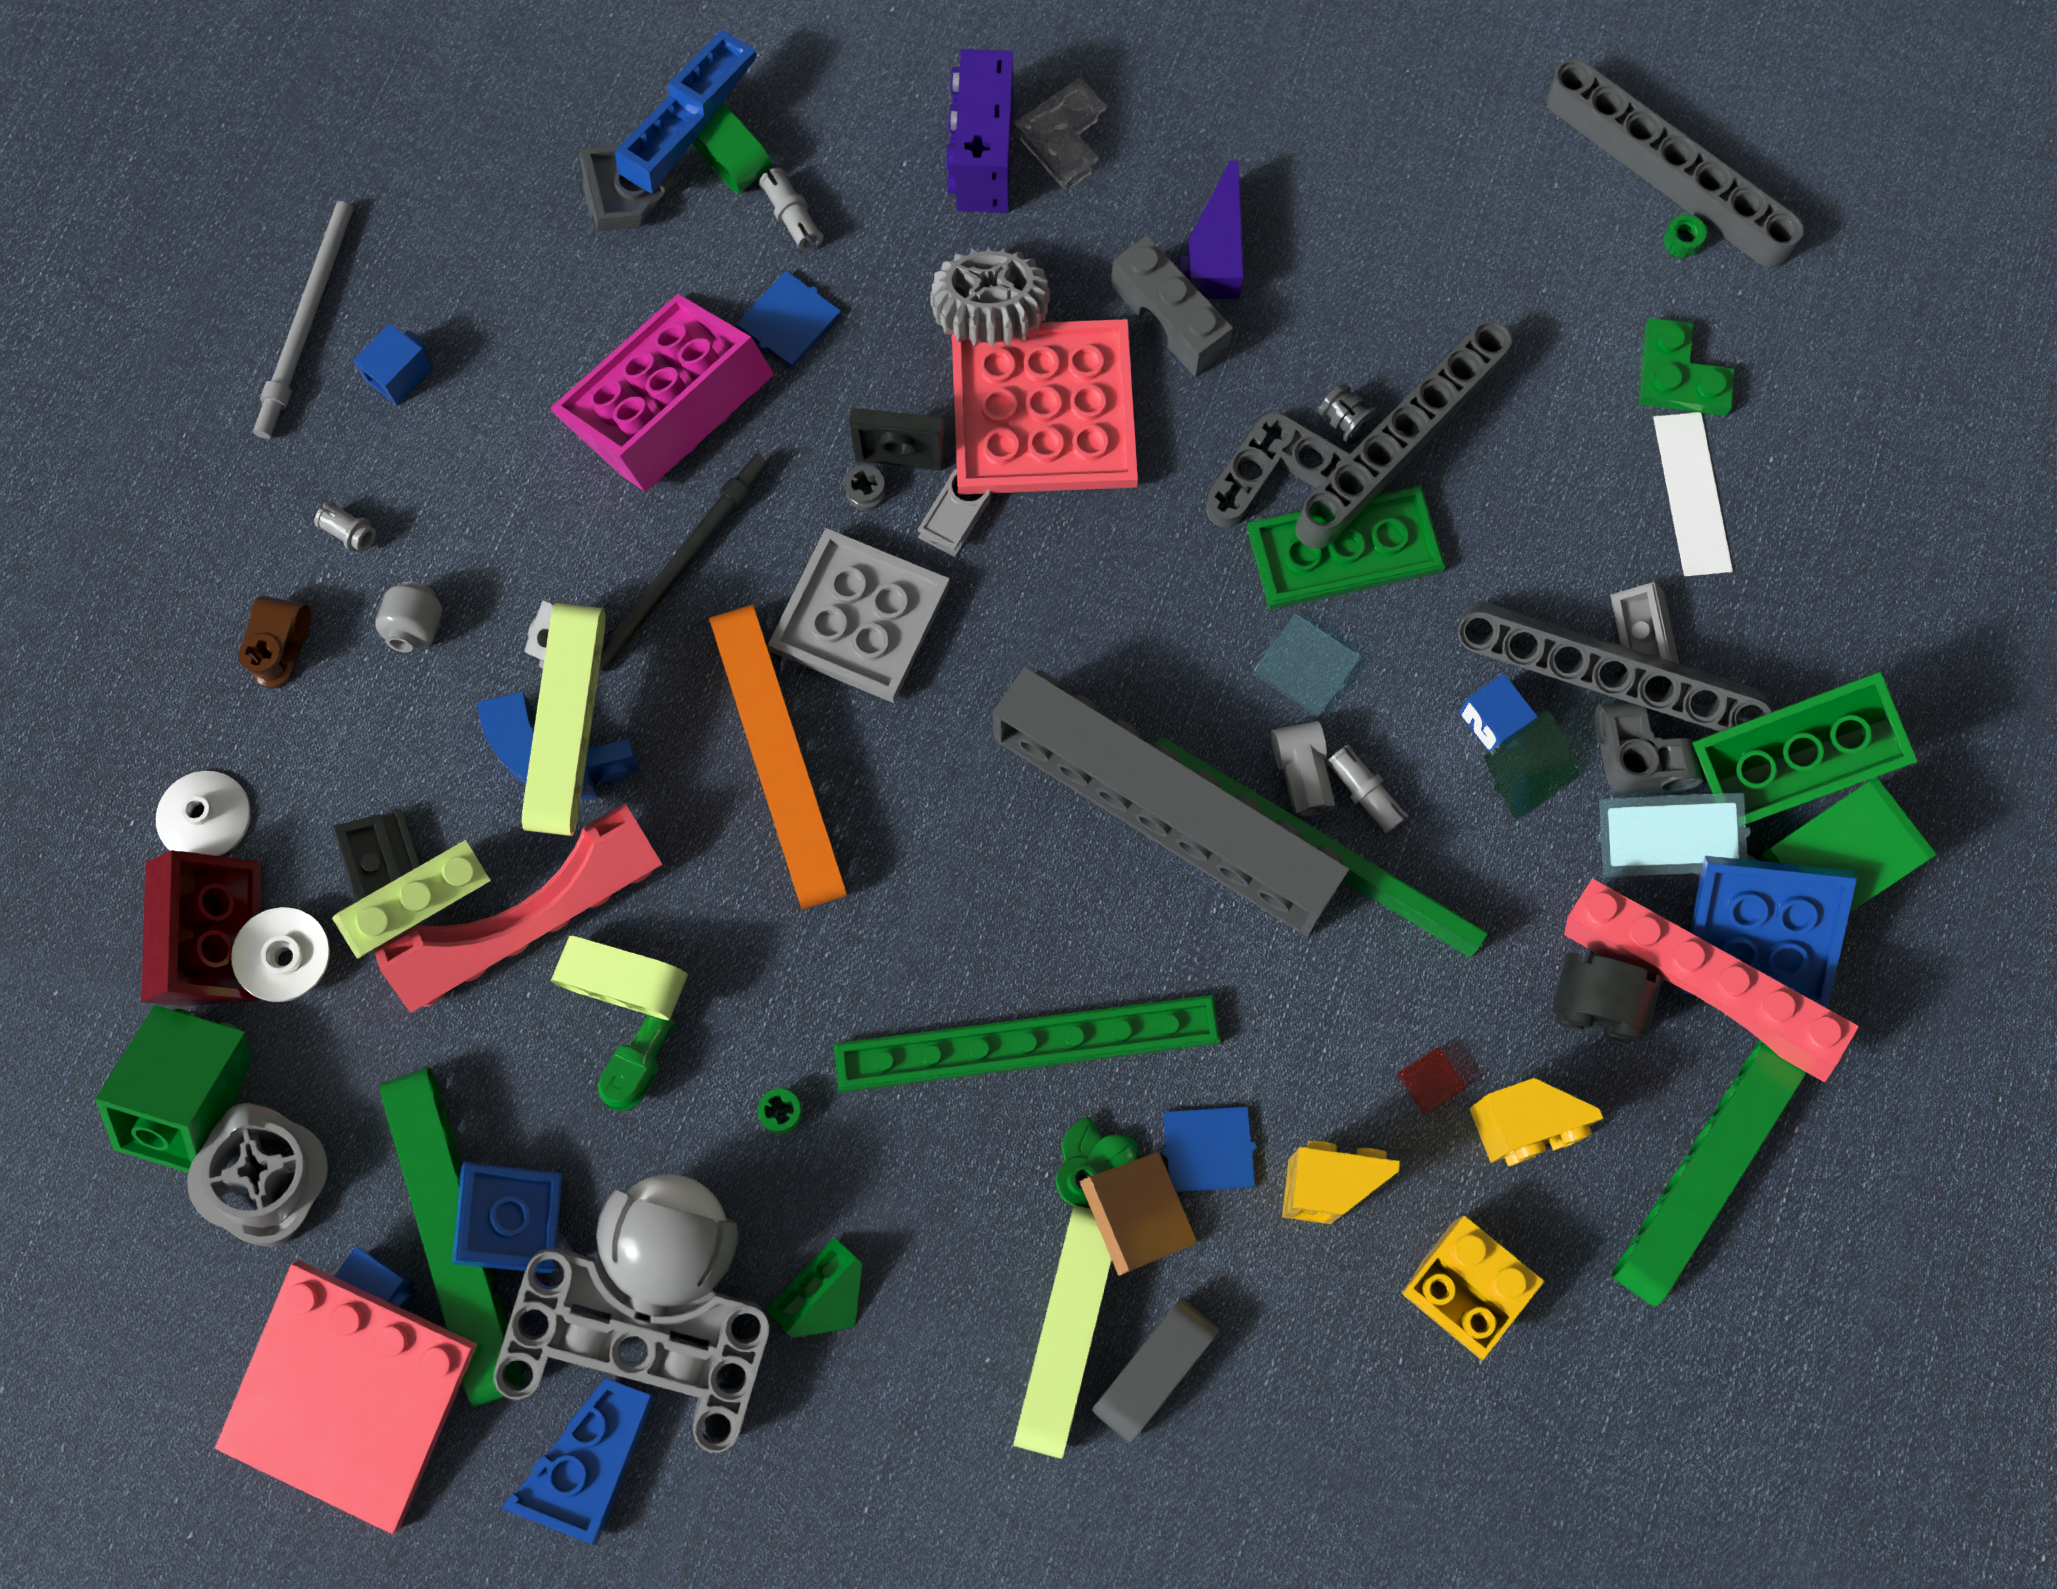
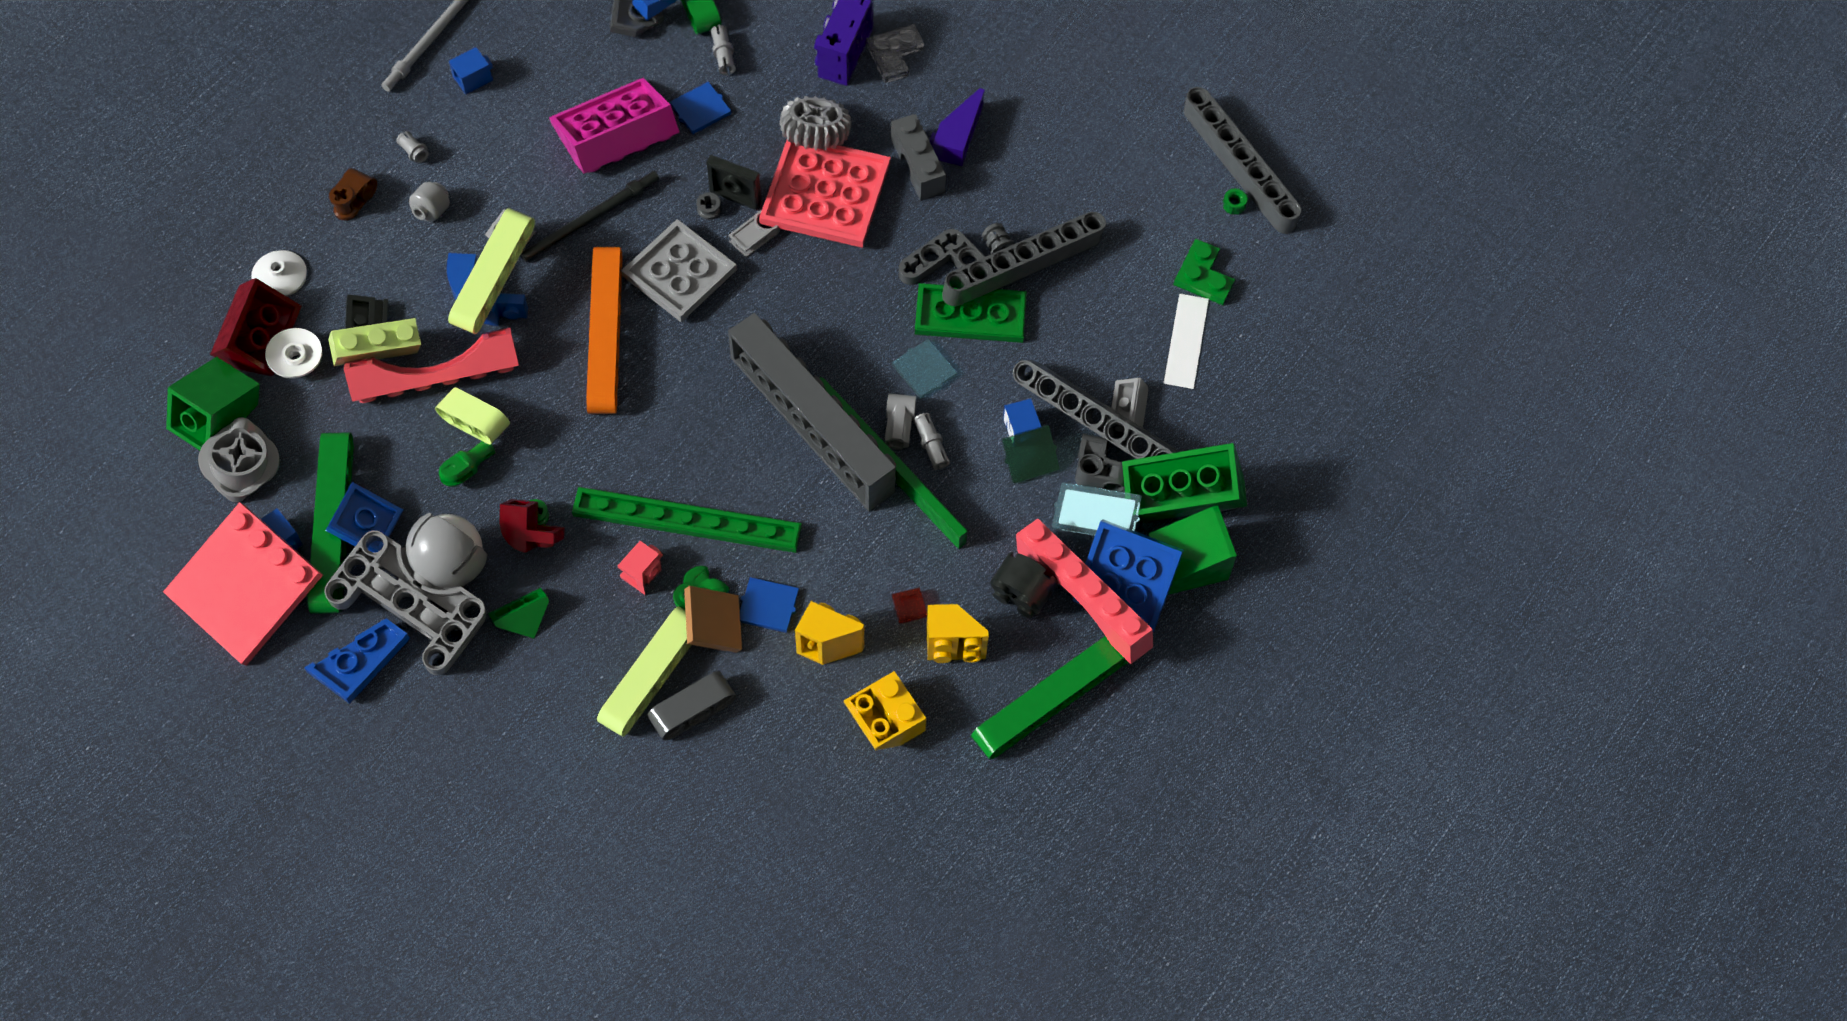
camera: 15 degrees right, 10 degrees down
(776, 1155) = (521, 526): none -> dark red brick
(987, 1151) = (641, 565): none -> coral window

